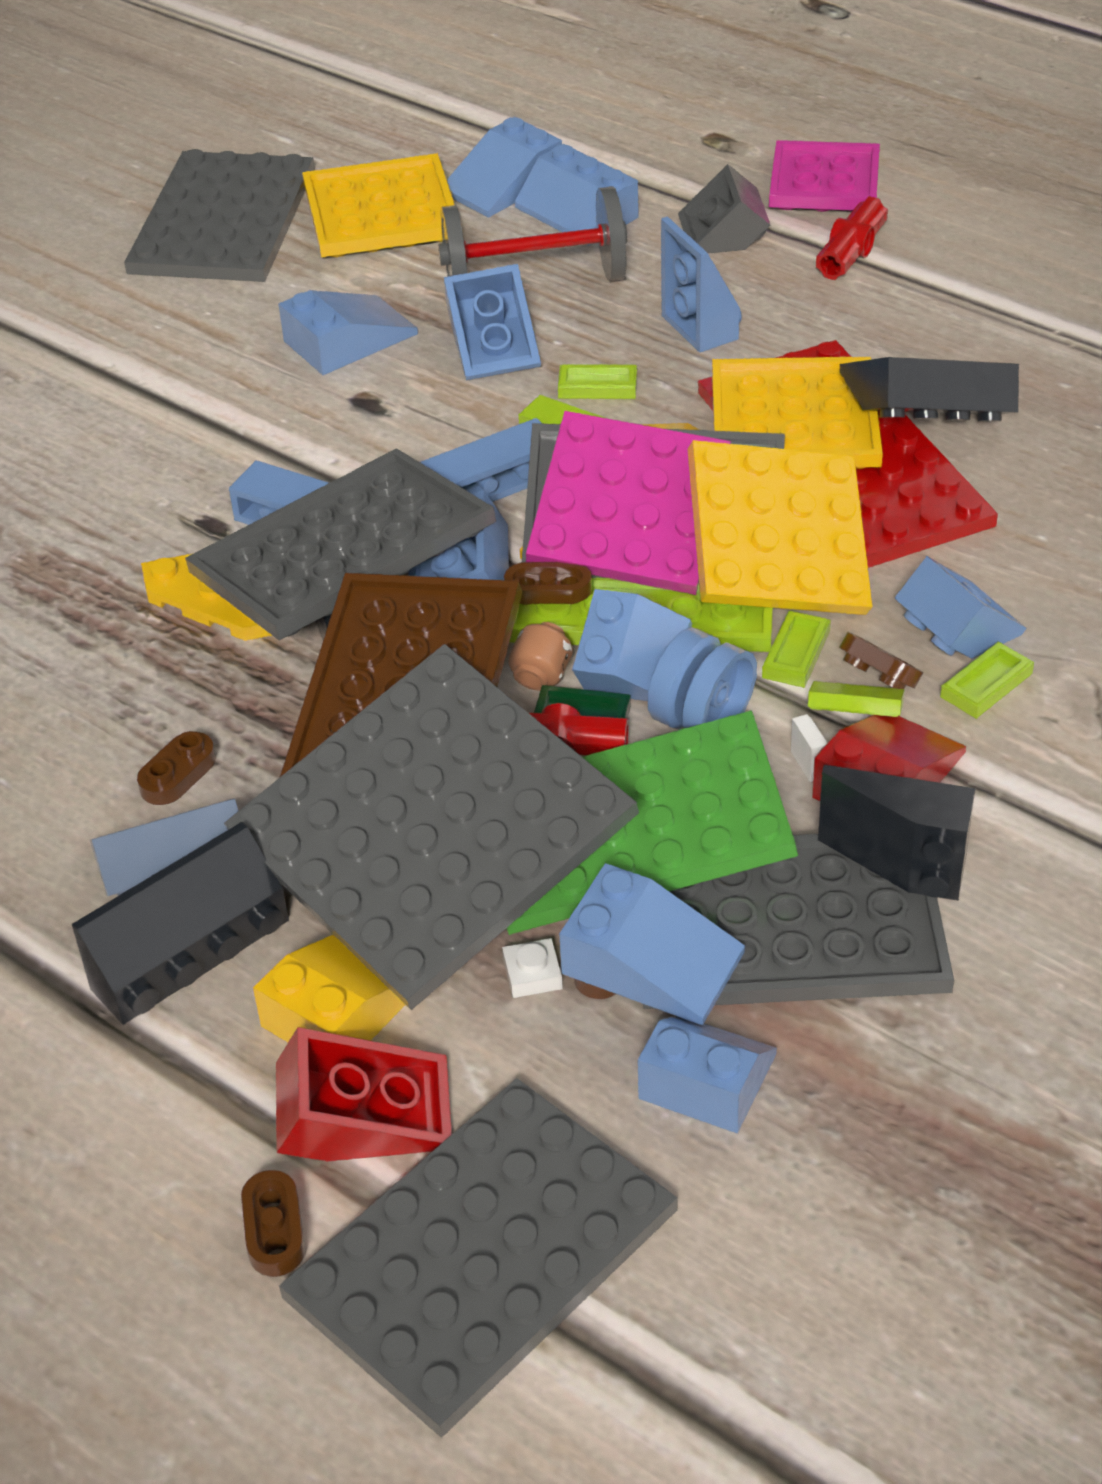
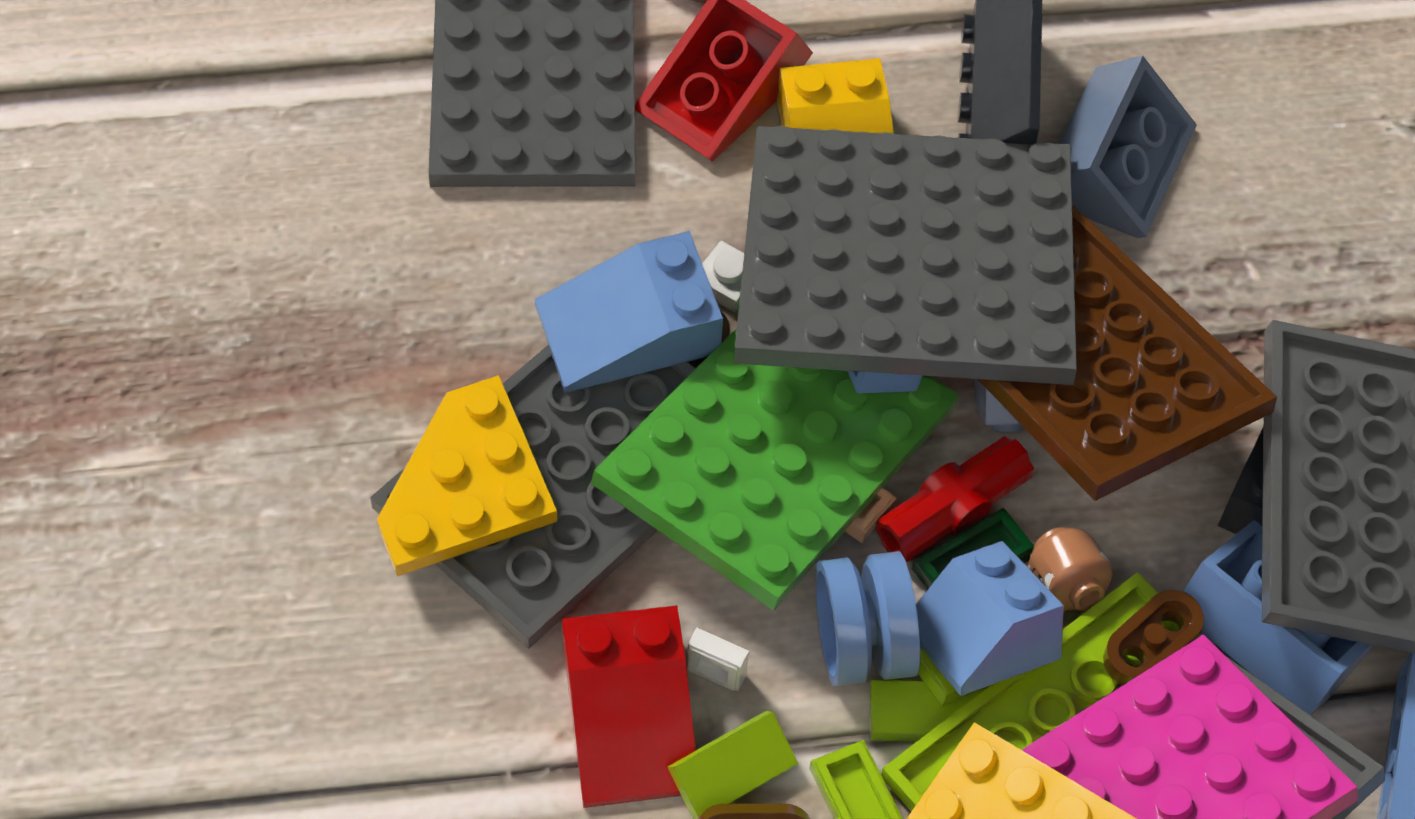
camera: 130 degrees right, 15 degrees up
(176, 768) = (1221, 225): reddish brown plate -> none
(702, 1071) = (495, 278): medium blue slope -> none
(877, 932) = (465, 482): none -> yellow plate
(898, 827) = (513, 553): black slope -> none

